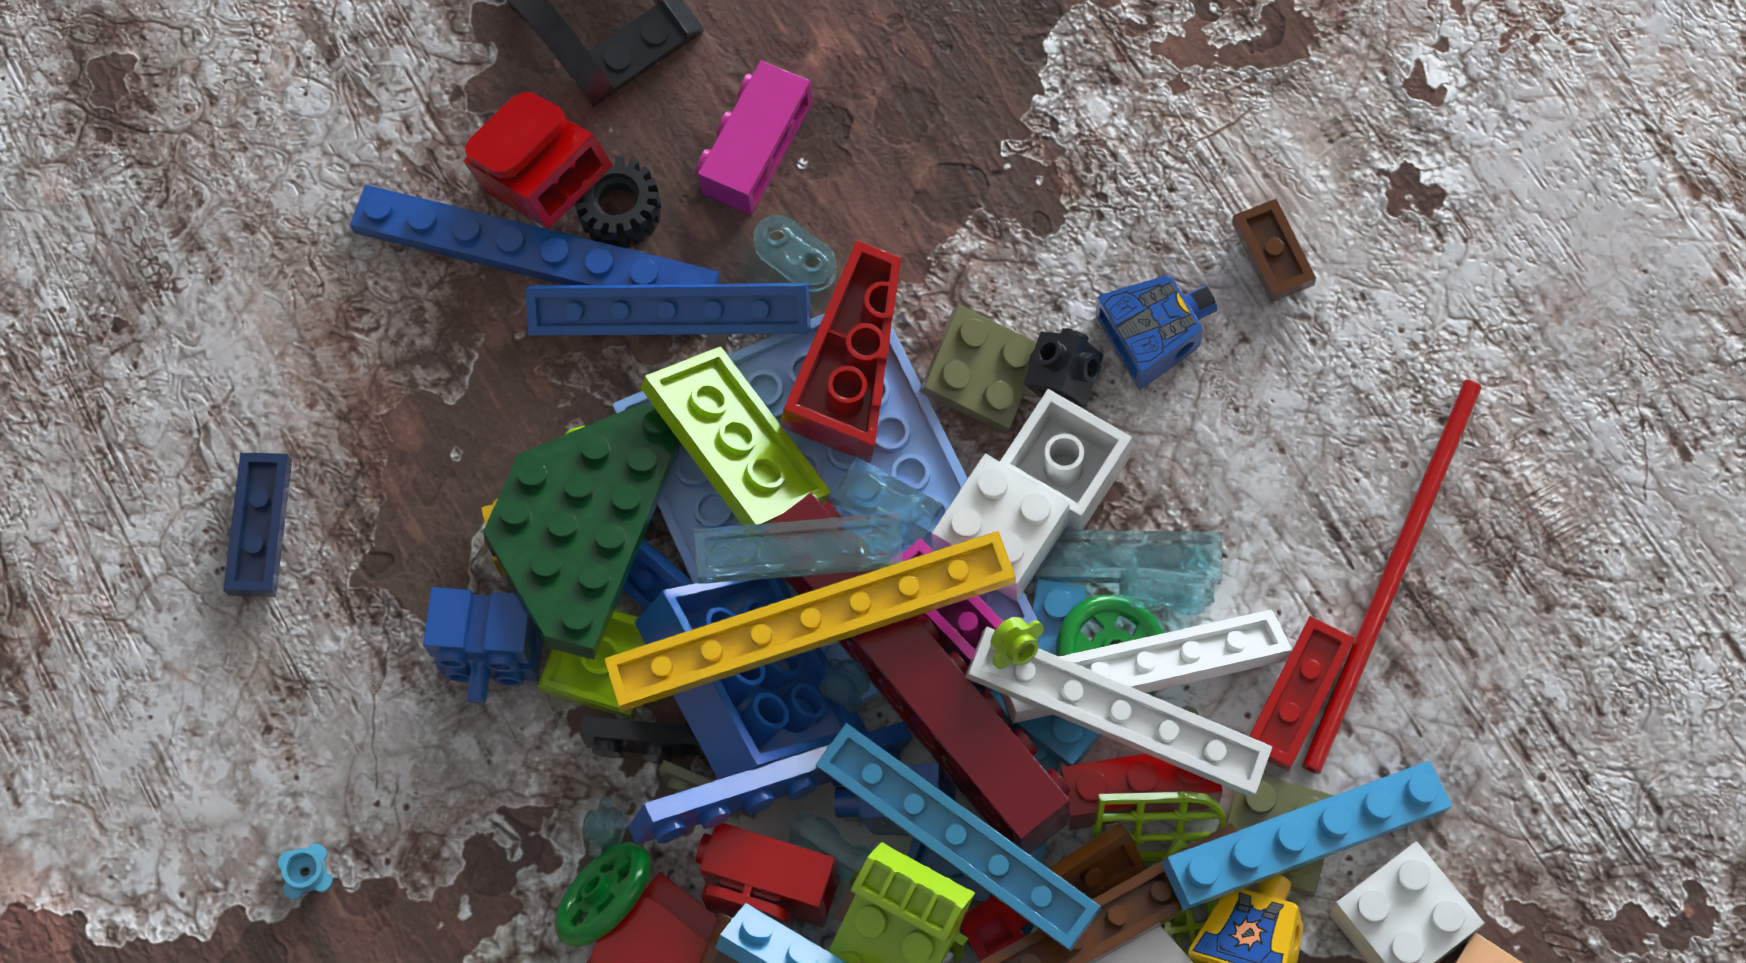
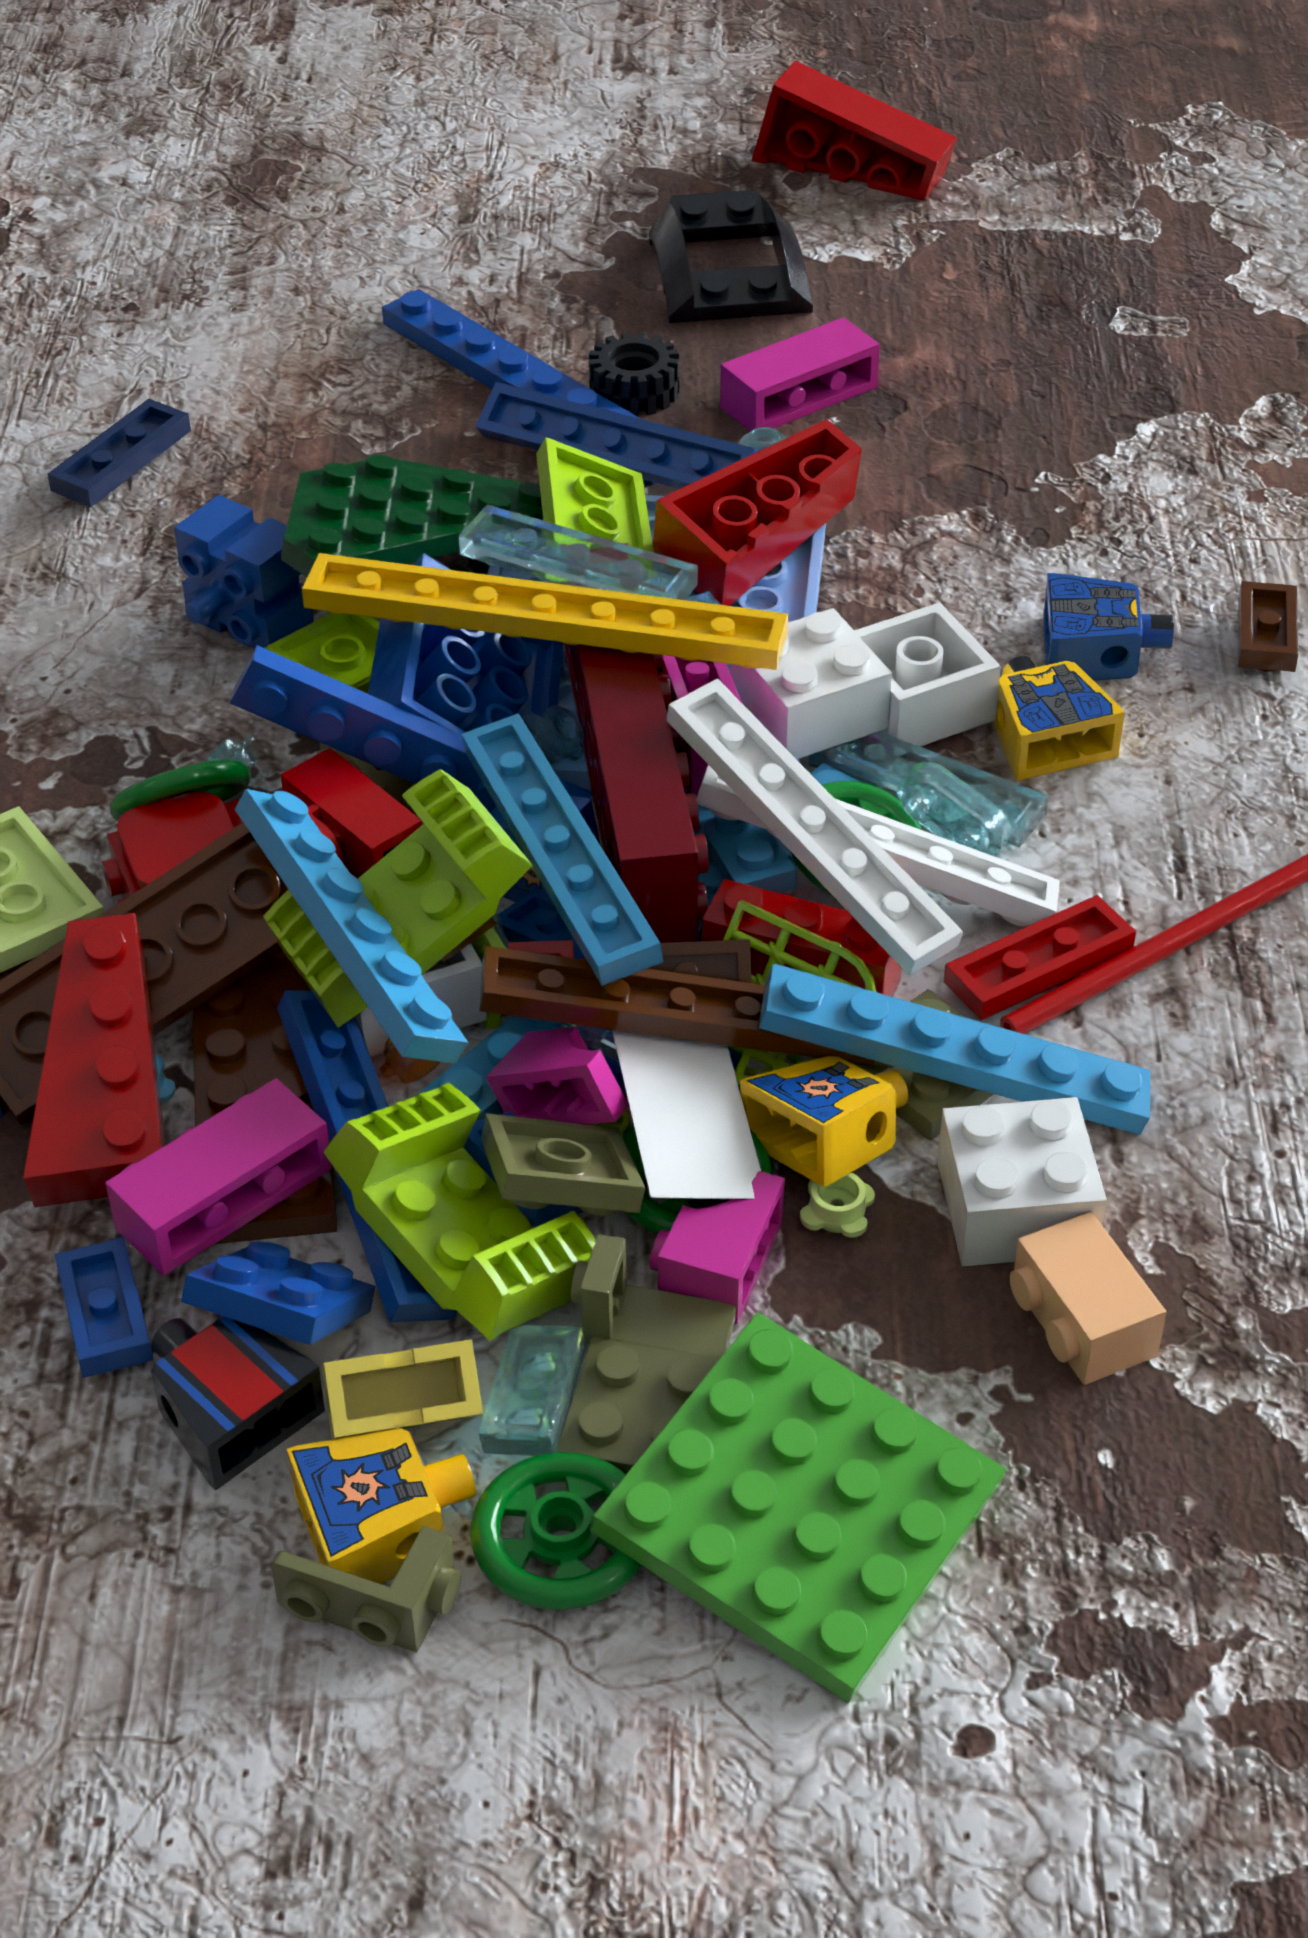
camera: 25 degrees right, 25 degrees down
(535, 158) = (578, 302): red brick -> none
(979, 368) = (885, 582): olive plate -> none
(1015, 642) = (731, 670): lime plate -> none
(1064, 365) = (983, 608): black brick -> none
(1174, 441) = (1054, 718): none -> yellow torso

